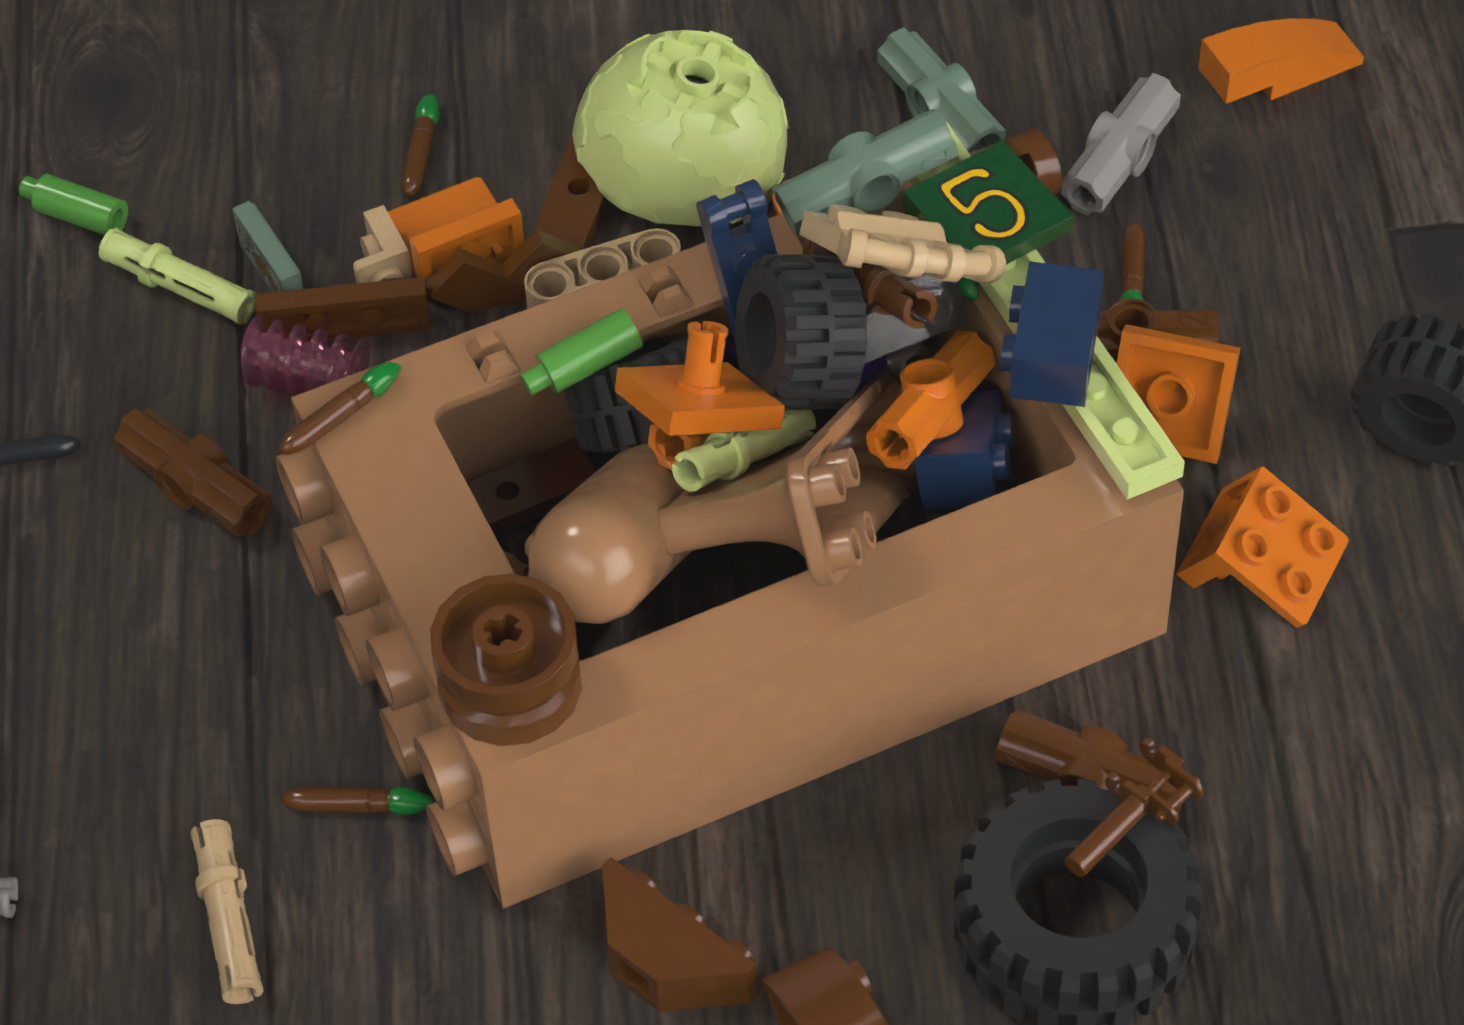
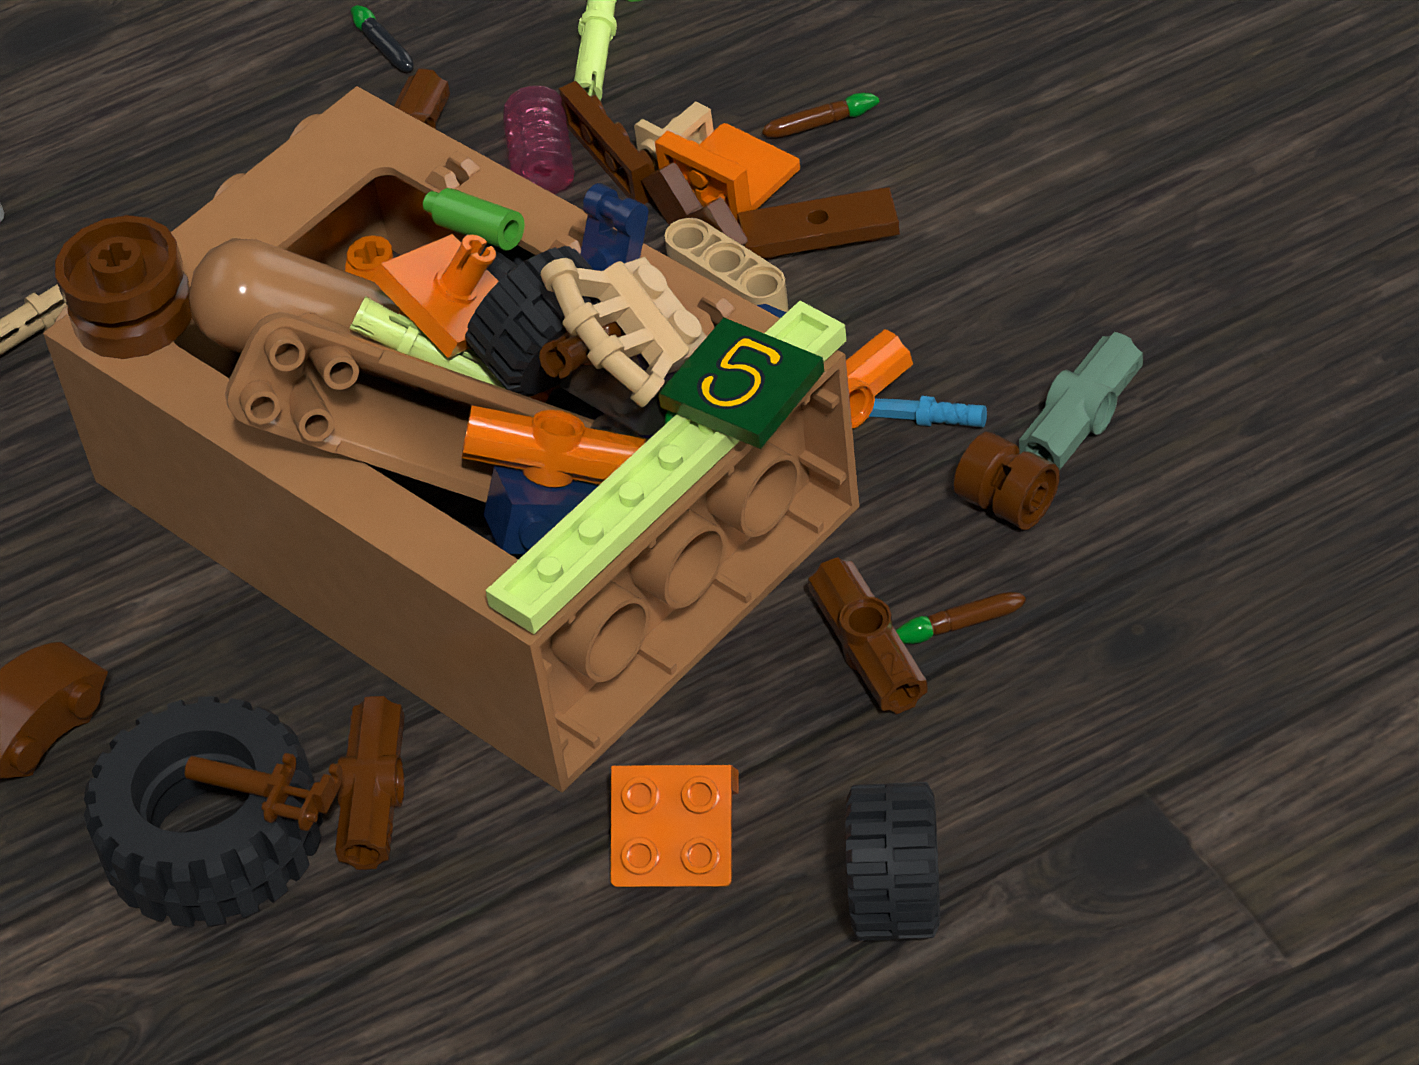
camera: 70 degrees right, 5 degrees down
(265, 249) = (637, 78): sand green tile -> none
(341, 407) = (380, 117): reddish brown piece -> none
(667, 949) = (81, 570): reddish brown slope -> none
(670, 142) = (901, 268): yellowish green piece -> none
(868, 169) = (740, 288): sand green piece -> none
(1054, 333) = (607, 470): dark blue brick -> none
(1120, 144) = (1104, 546): light grey piece -> none
(1182, 385) = (799, 679): orange tile -> none
(1275, 57) = (1297, 620): orange slope -> none

